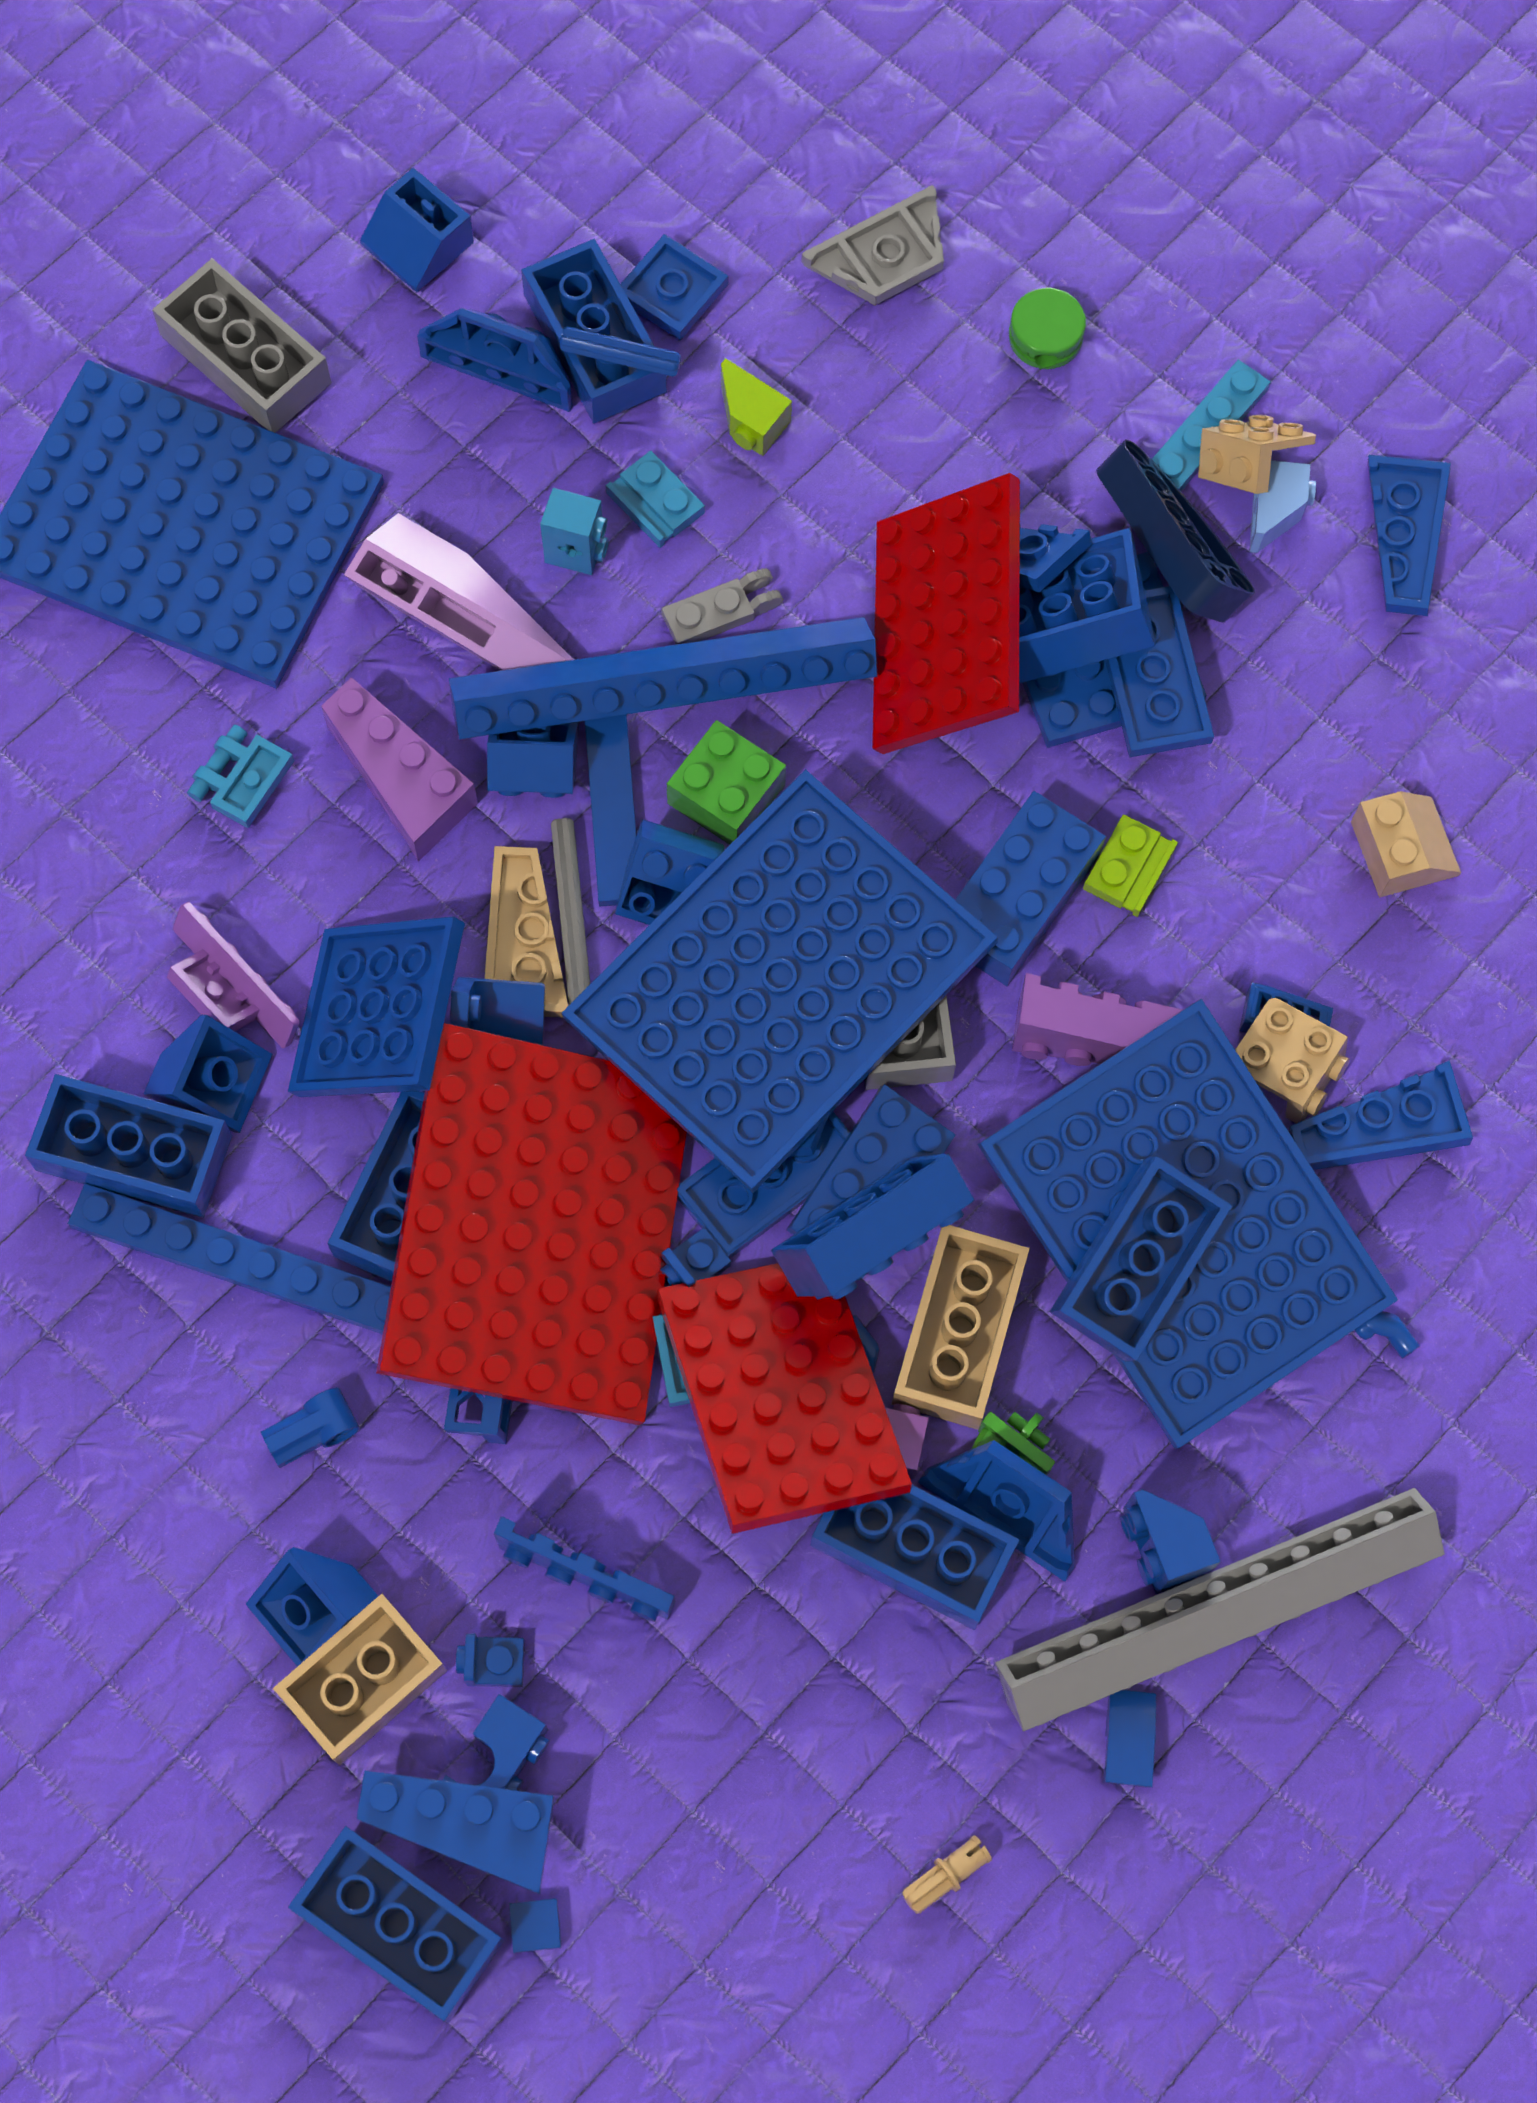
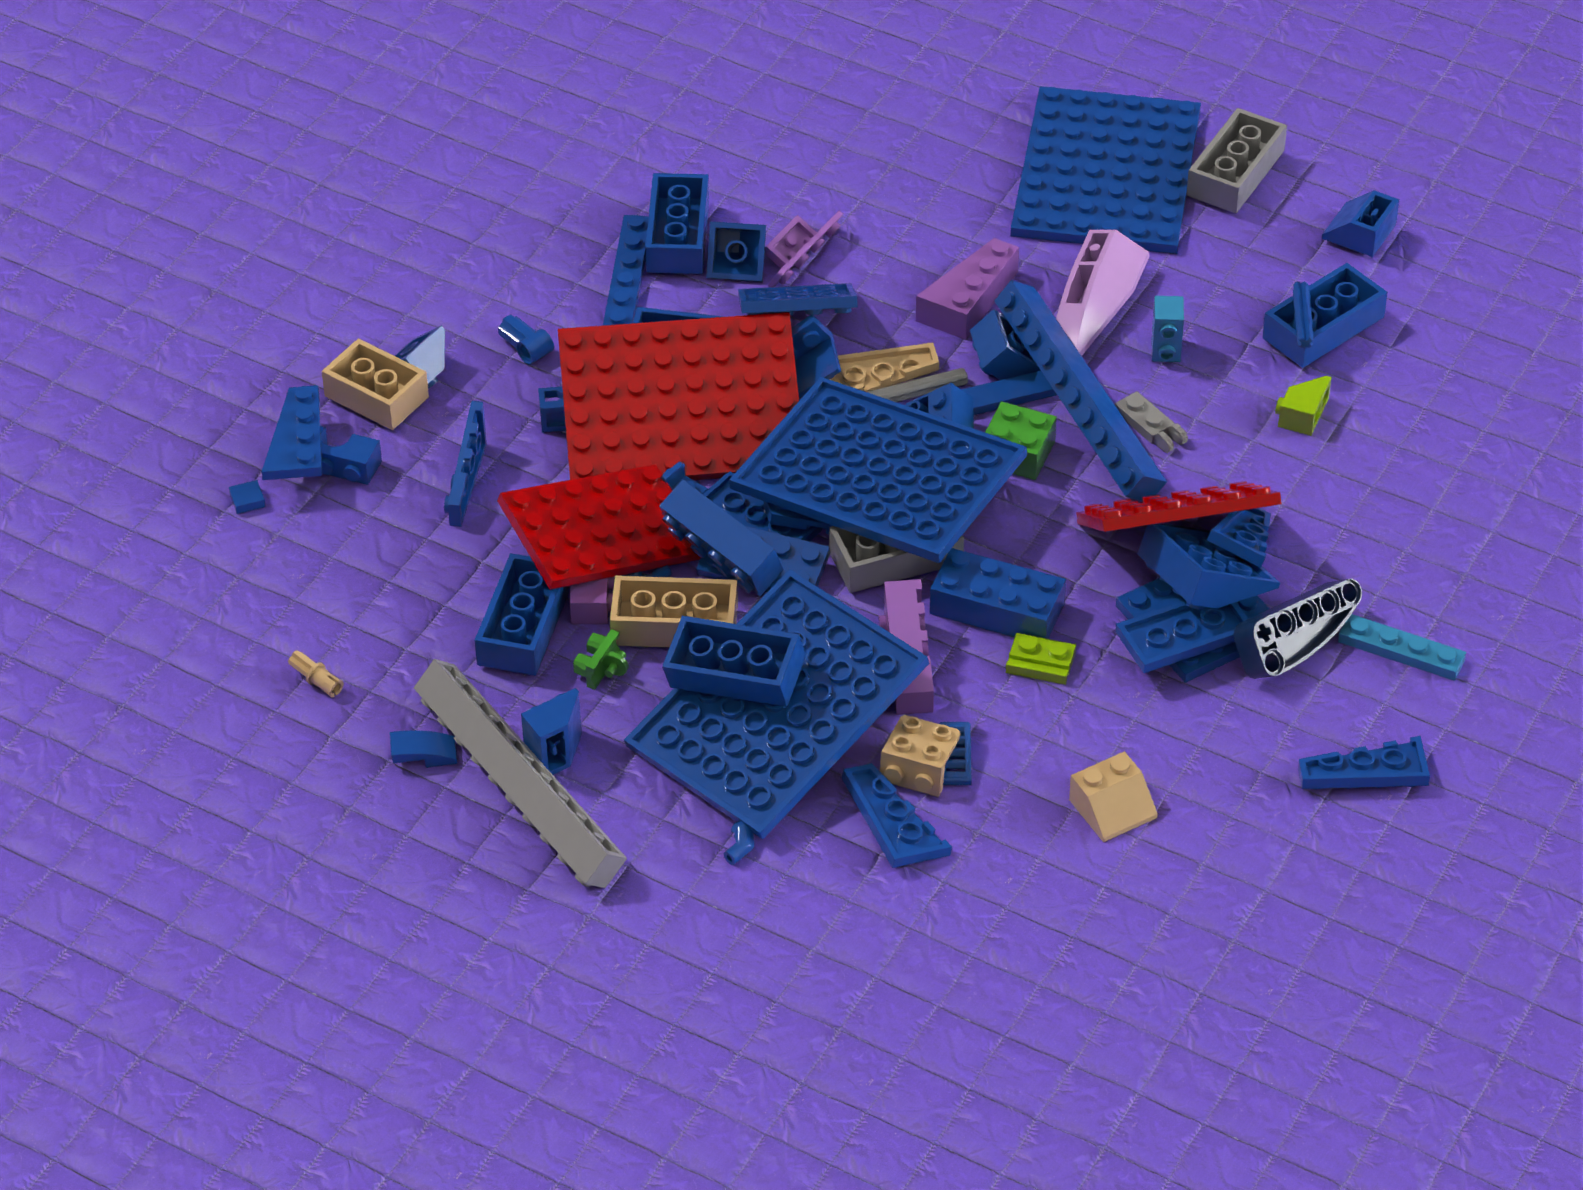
camera: 80 degrees right, 25 degrees down
(251, 780) = (940, 227): dark azure plate -> none
(396, 1924) = (232, 427): blue brick -> none
(491, 1661) = (402, 444): blue bracket -> none
(498, 354) = (1291, 266): blue wedge -> none
(655, 499) = (1219, 377): dark azure plate -> none
(673, 286) = (1382, 352): blue plate -> none
(884, 250) = (1466, 453): light grey wing -> none
(1013, 1498) = (561, 658): blue wing -> none
(1047, 328) = (1441, 545): bright green head -> none
(1241, 451) = (1392, 649): tan bracket -> none
(1282, 504) = (1354, 687): light blue slope -> none

